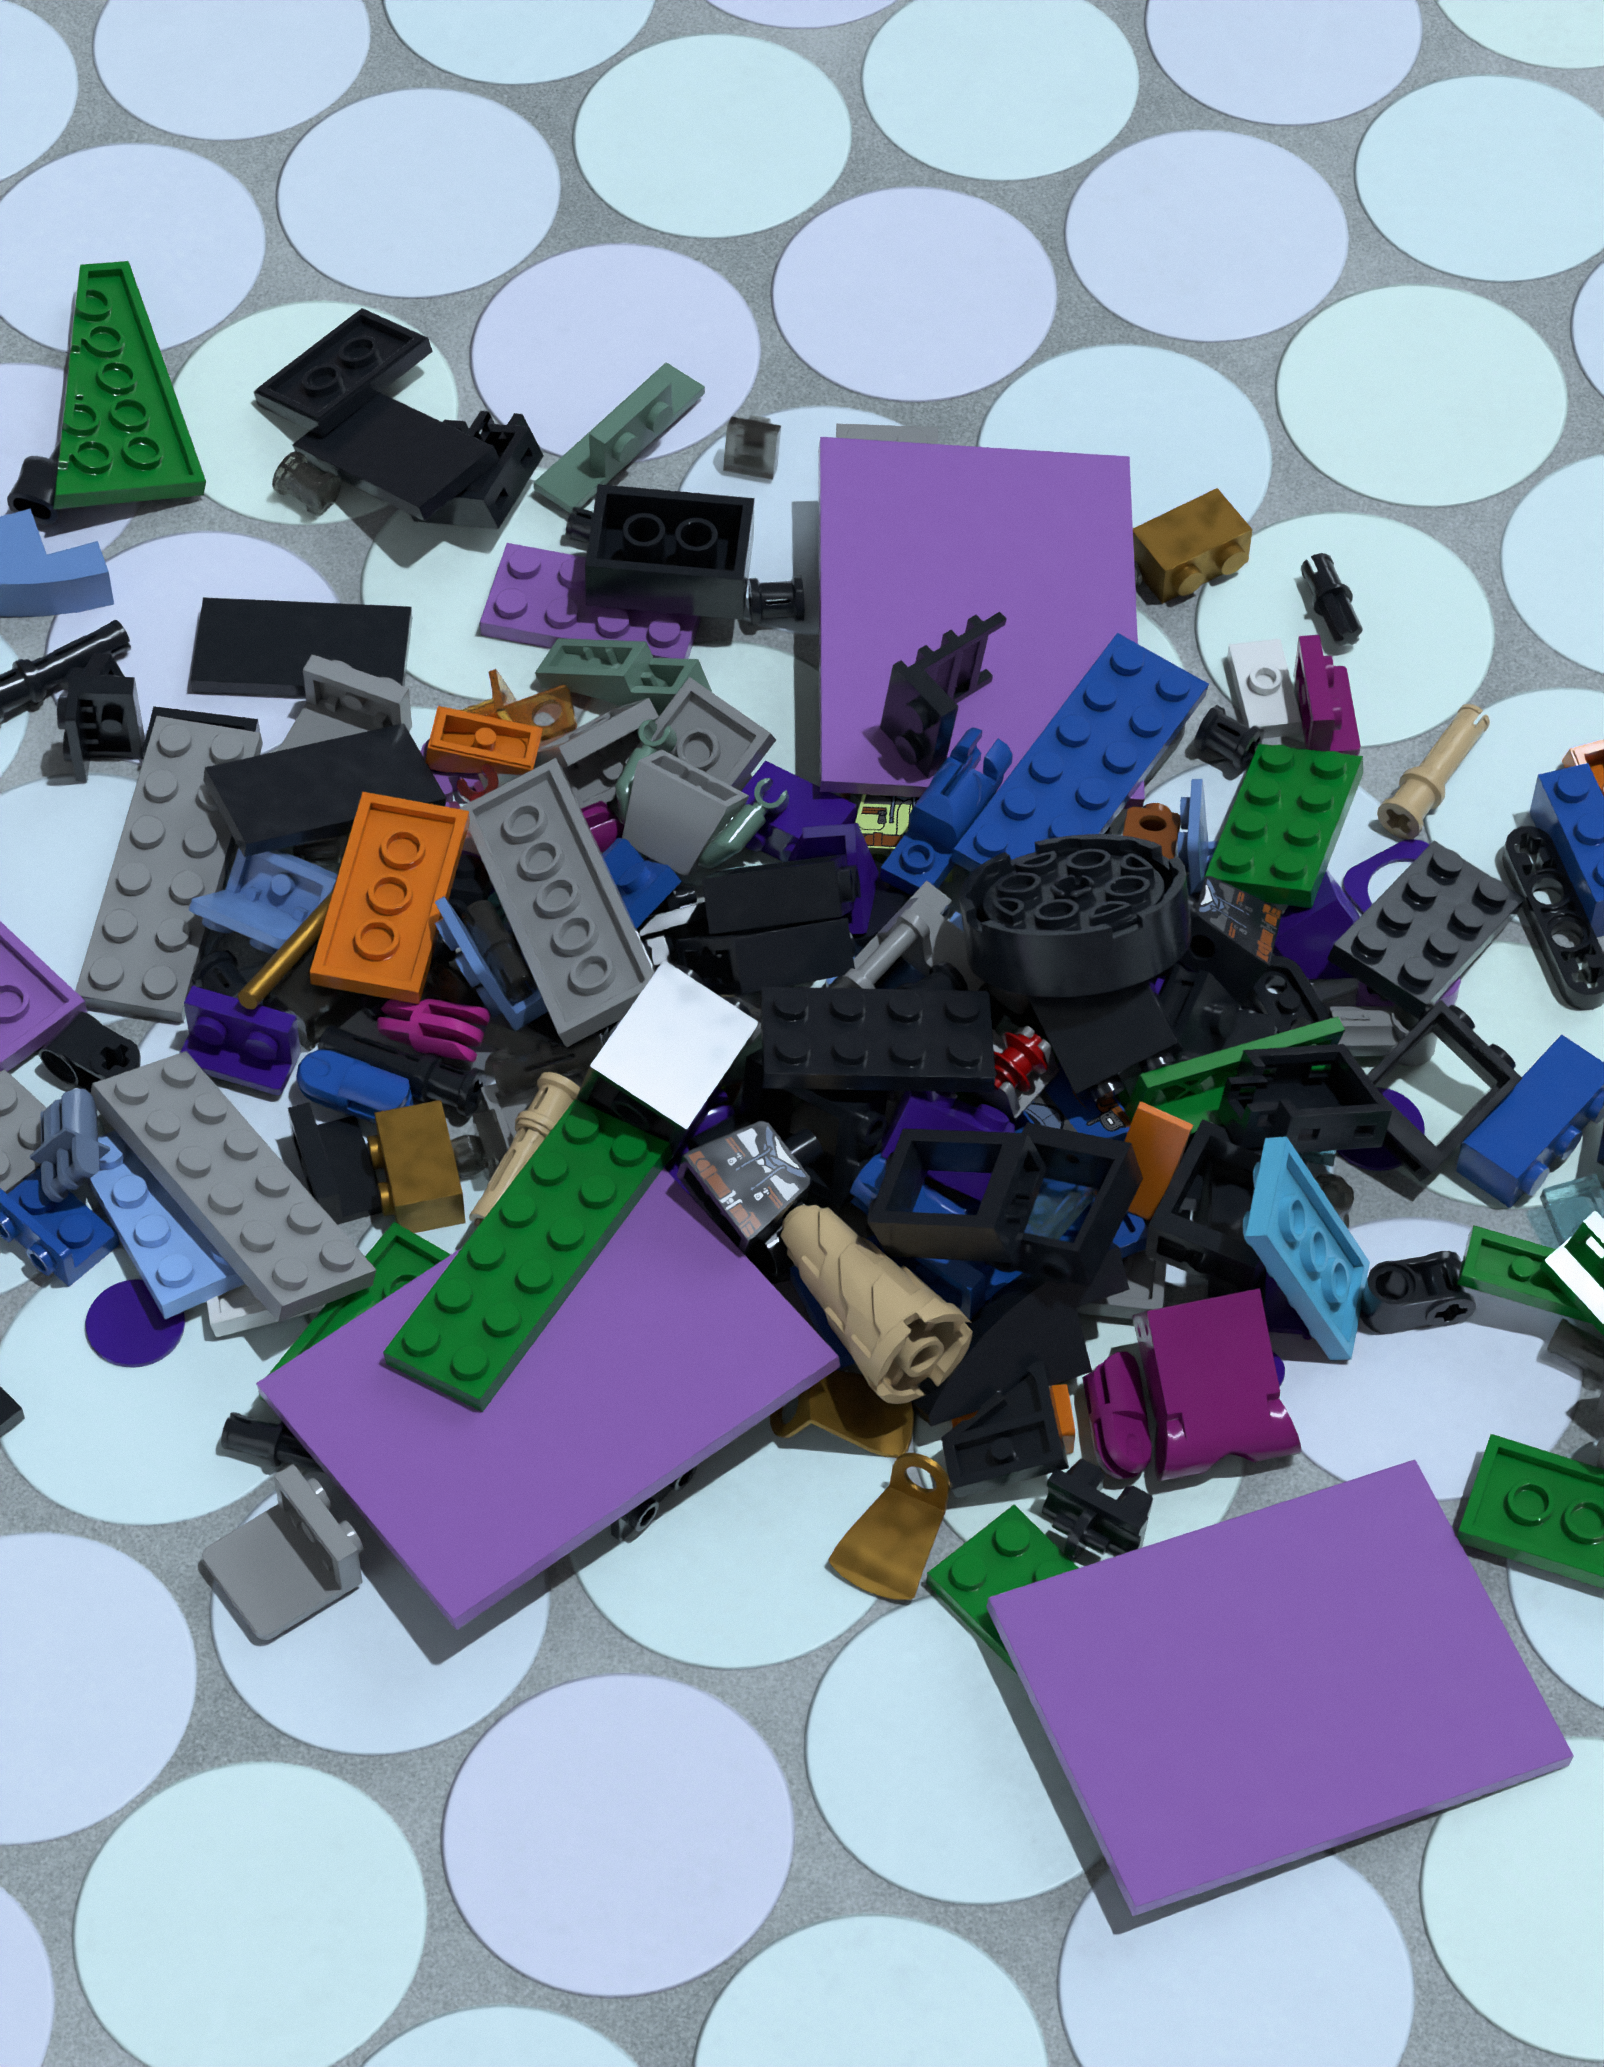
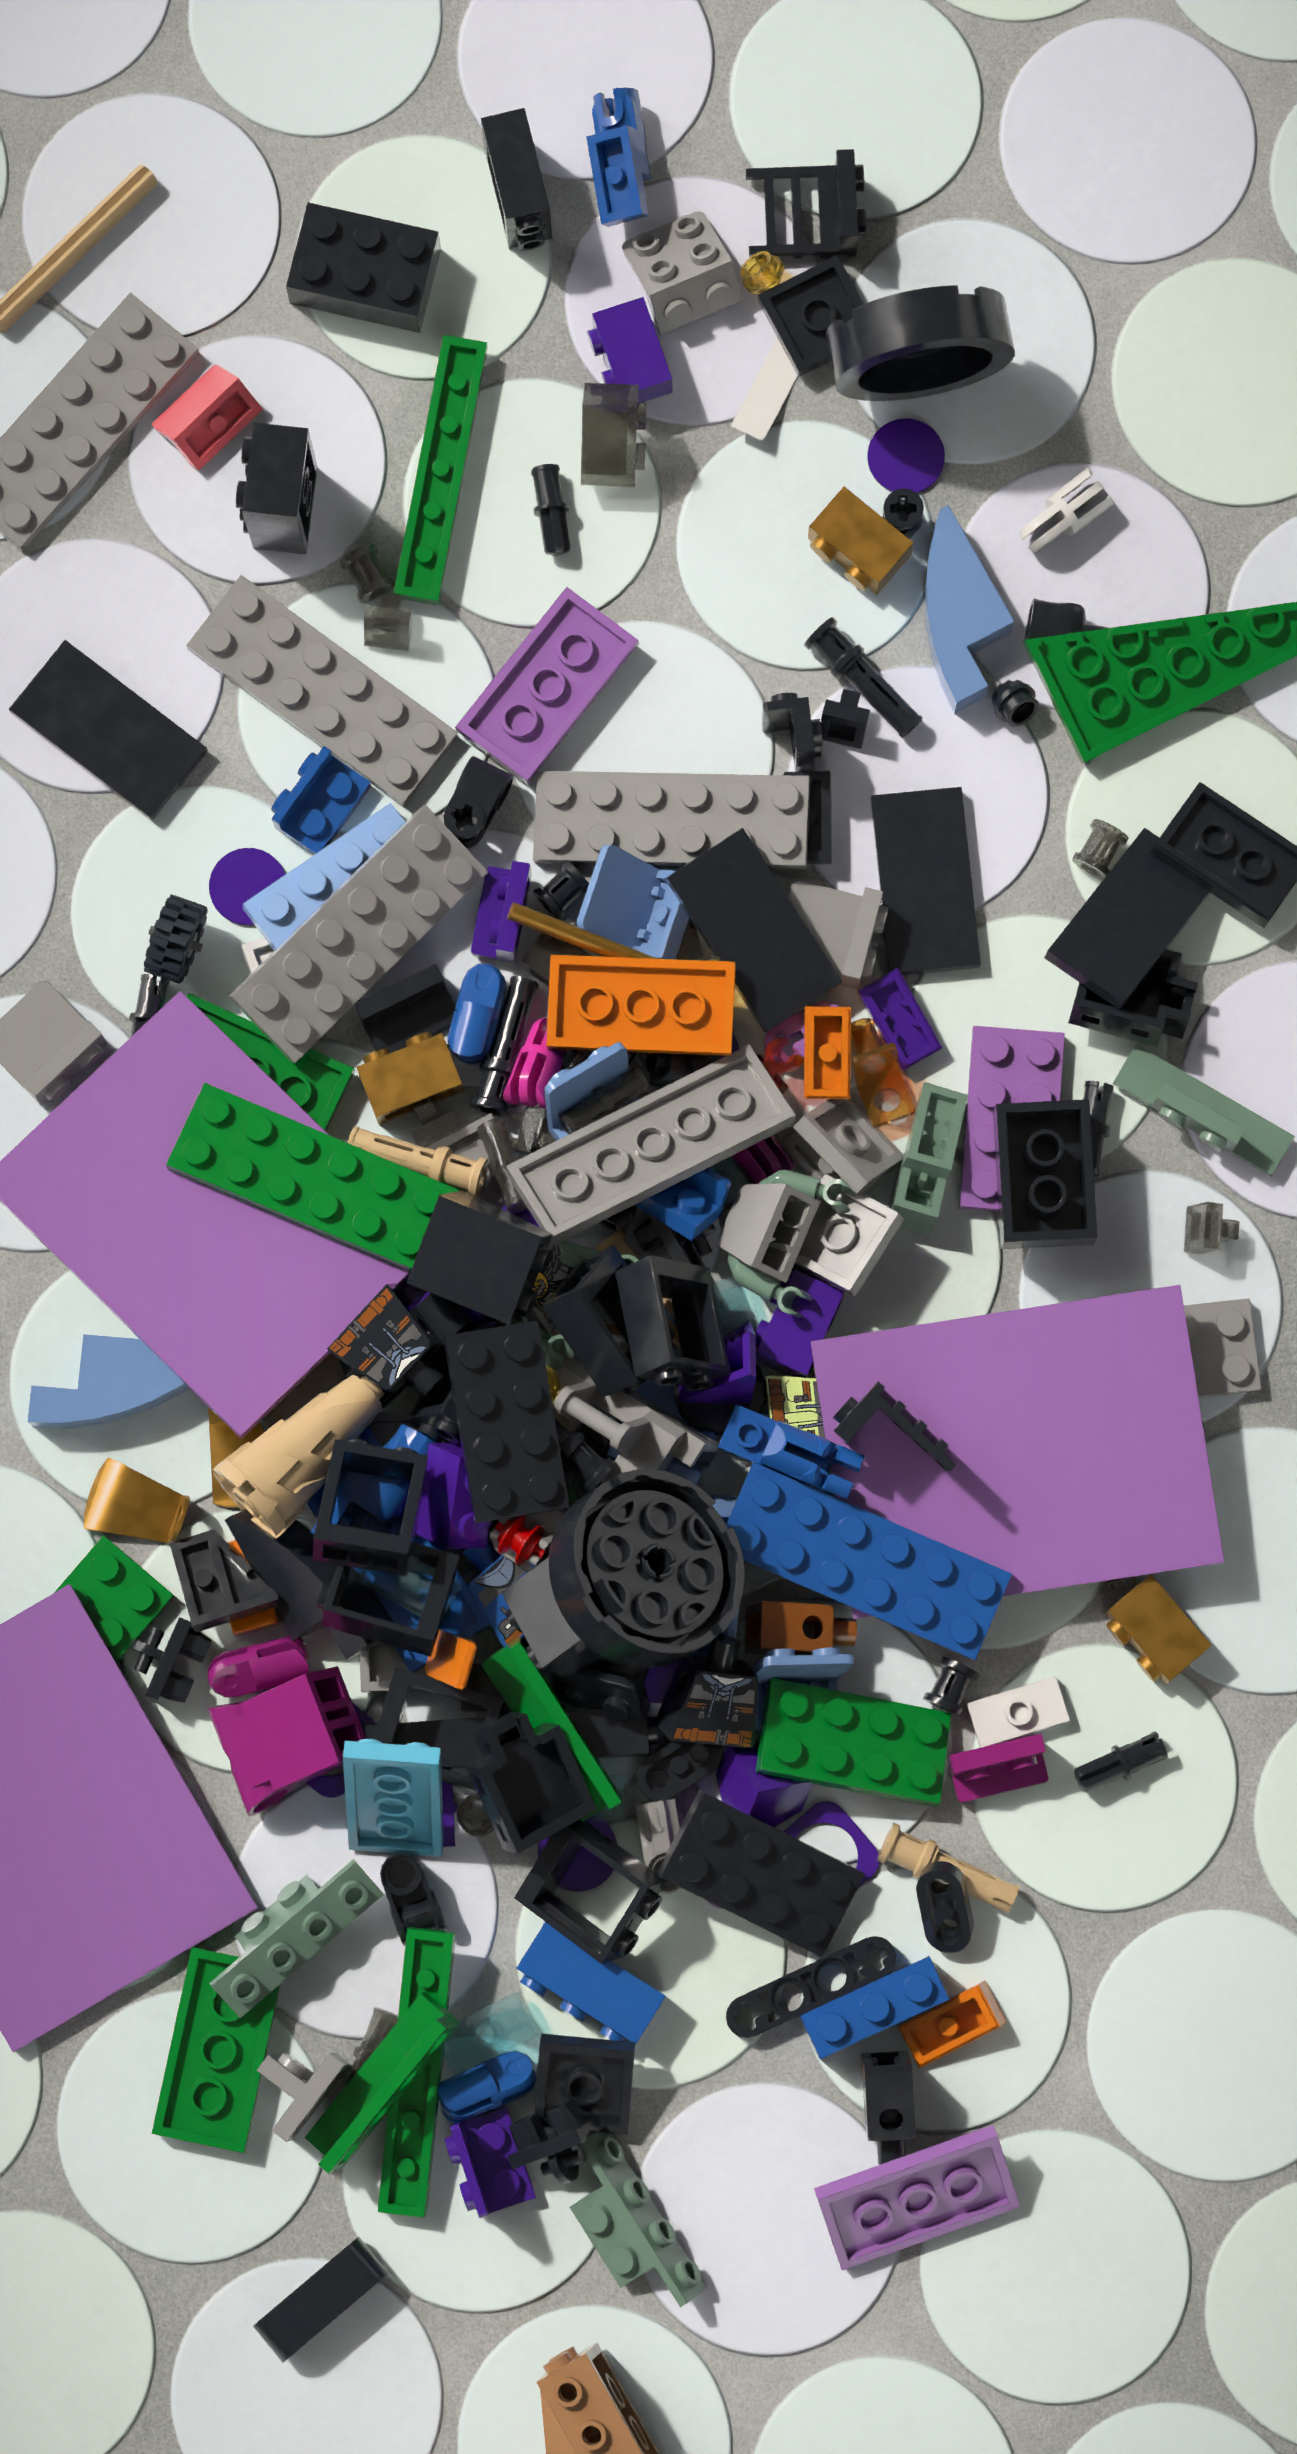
camera: 85 degrees right, 25 degrees up
(68, 1144) = (373, 800): sand blue arm -> none
(119, 536) = (1014, 702): none -> black plate
(188, 1382) = (175, 939): none -> black wheel
(452, 684) = (899, 1018): none -> dark purple plate
(734, 1537) = (114, 1383): none -> medium blue slope
(788, 590) = (1038, 1275): black bush -> none
(1448, 1418) = (292, 1932): none -> sand green bracket
(1468, 765) = (944, 1903): none -> black plate

